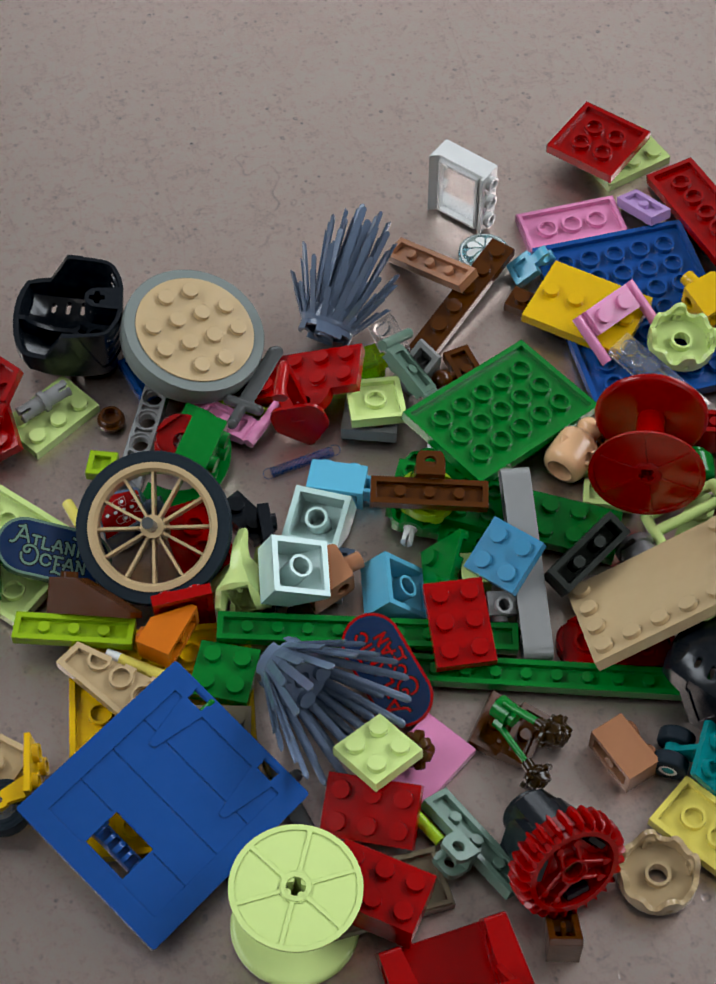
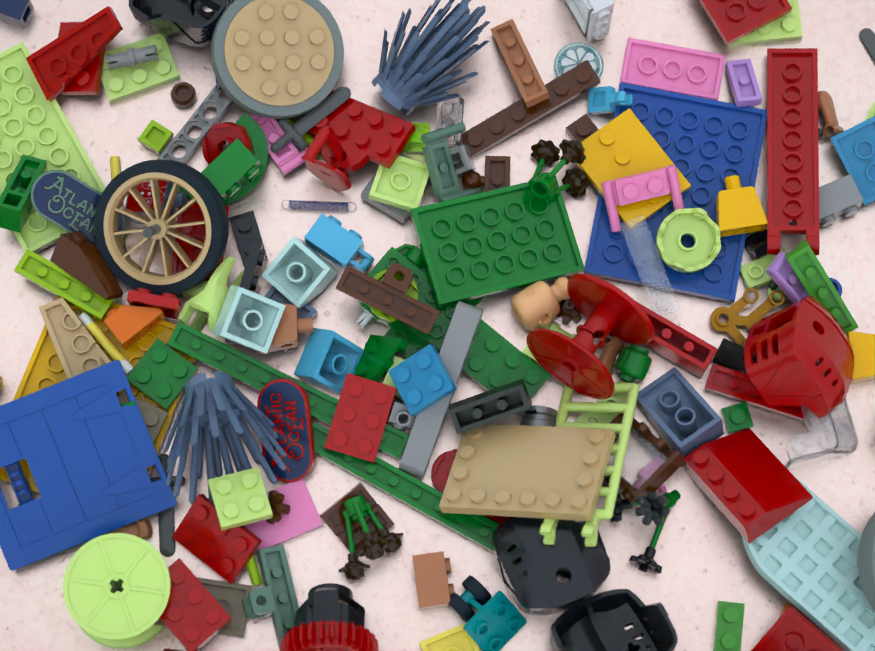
camera: 25 degrees right, 20 degrees up
(520, 339) = (547, 153): none -> dark brown plant

